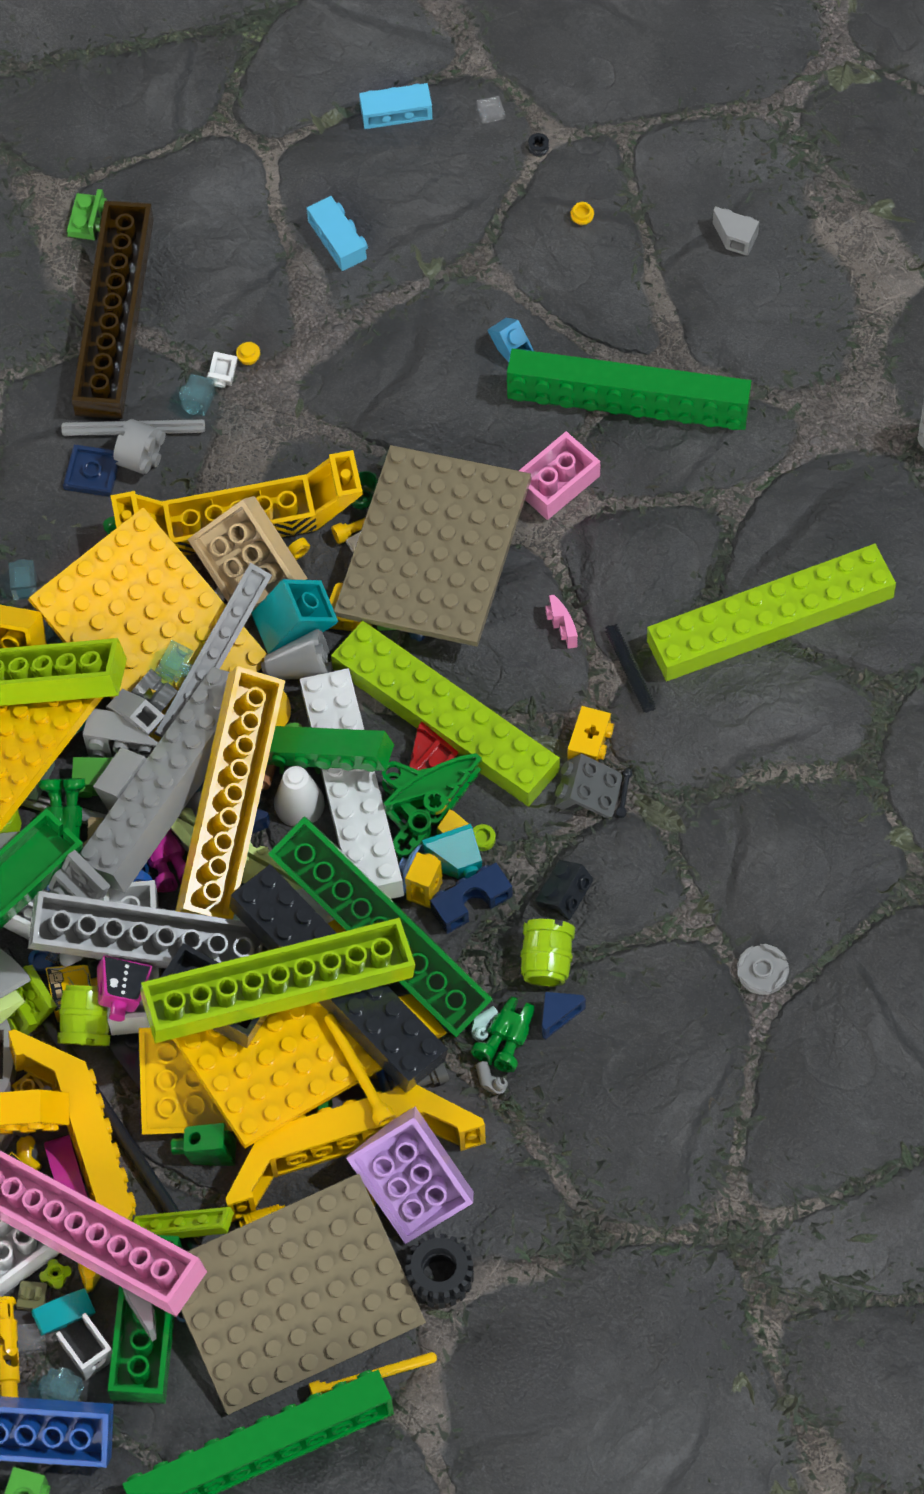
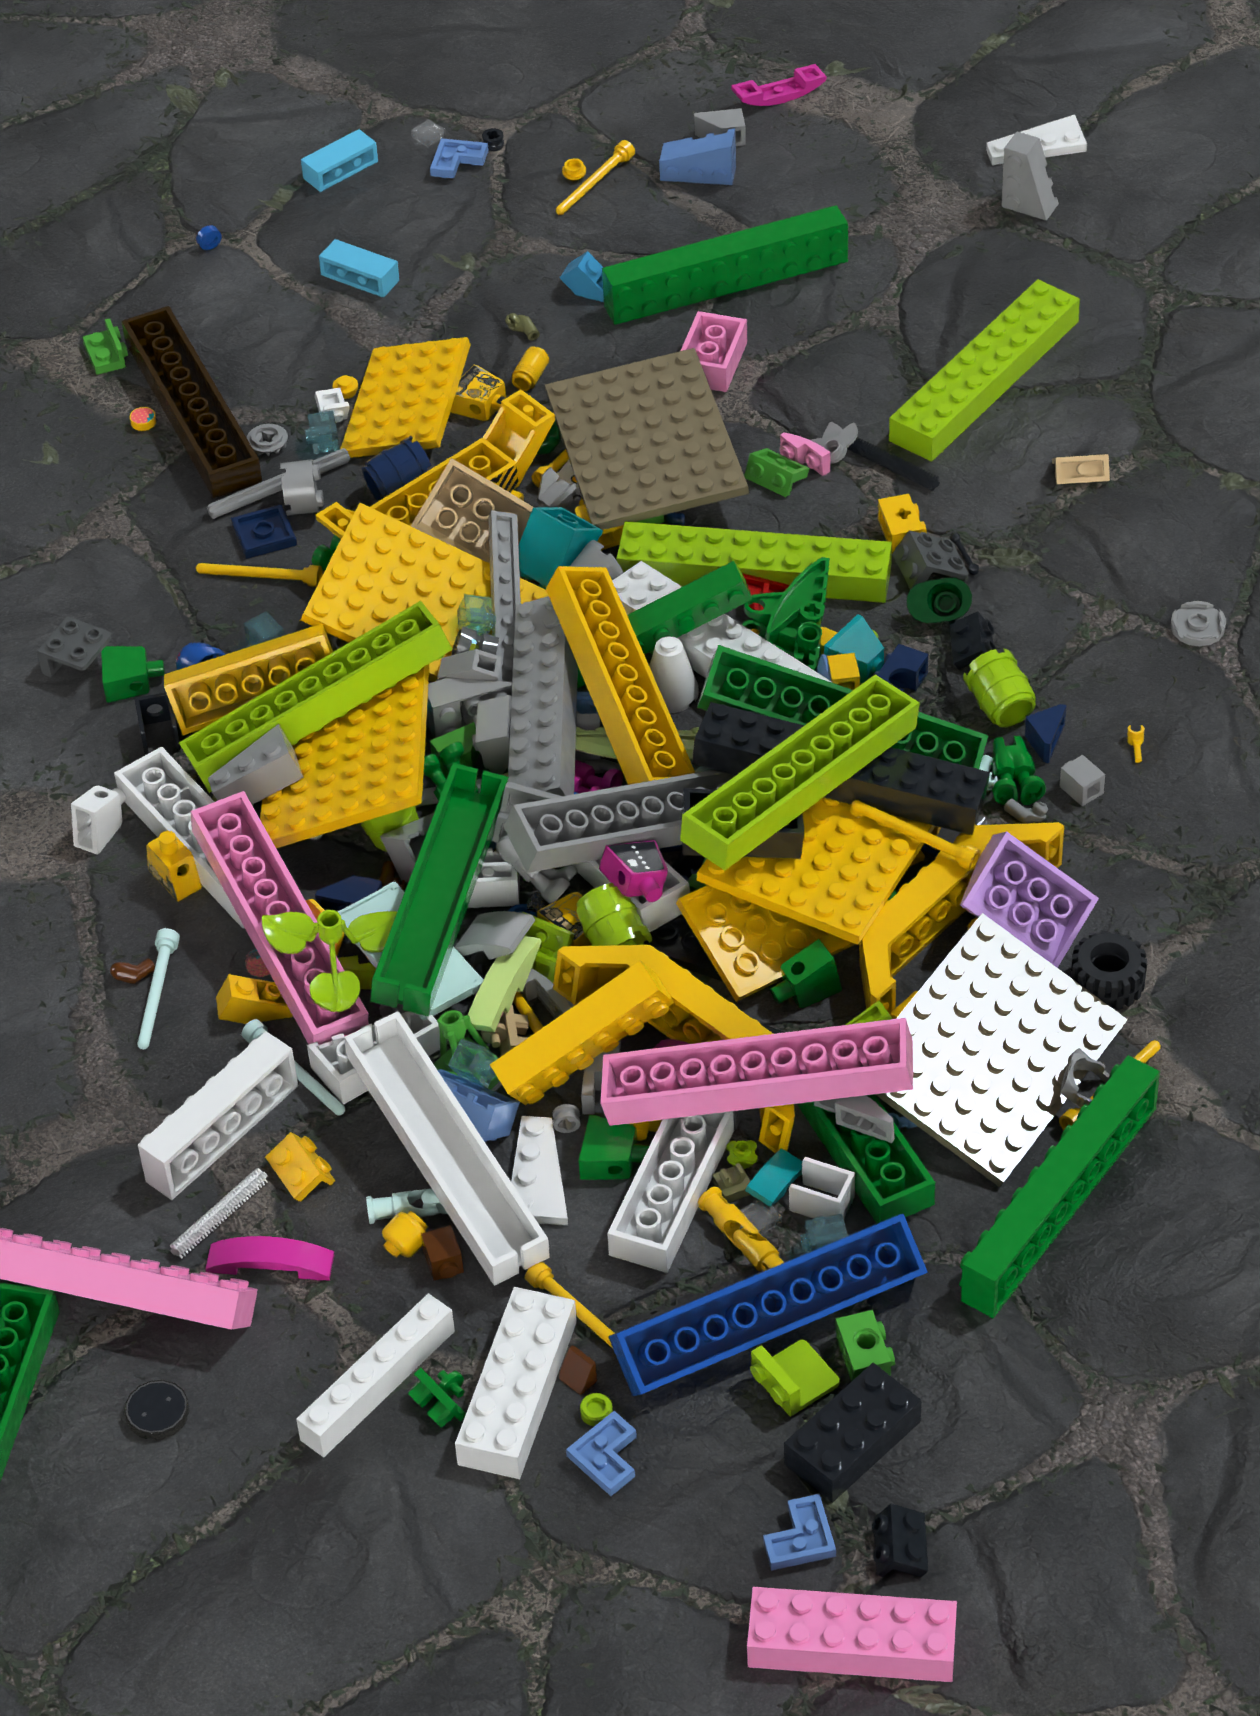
camera: 30 degrees left, 15 degrees down
(72, 303) = (142, 418): none -> tile
(94, 535) = (309, 575): none -> yellow piece
(144, 372) = (269, 432): none -> light grey gear
(222, 468) = (395, 468): none -> dark blue piece
(239, 138) = (208, 237): none -> blue tile
(282, 394) = (406, 395): none -> yellow plate
(332, 562) = (556, 493): none -> light grey brick
(343, 420) = (478, 394): none -> yellow torso
(353, 1343) = (1080, 1061): none -> light grey helmet
(403, 413) = (530, 368): none -> yellow head
(431, 361) = (522, 324): none -> olive arm
(494, 144) = (453, 152): none -> medium blue plate
(528, 625) = (774, 471): none -> bright green bracket
(552, 1075) = (1082, 780): none -> light grey brick
(559, 836) = (939, 600): none -> dark green piece
(595, 622) = (837, 440): none -> light grey plate
(627, 1058) = (1136, 740): none -> yellow hand
(633, 215) = (622, 152): none -> yellow piece
(688, 260) = (700, 160): none -> medium blue wedge
(779, 757) = (1081, 469): none -> tan panel
(814, 211) = (782, 91): none -> dark pink slope

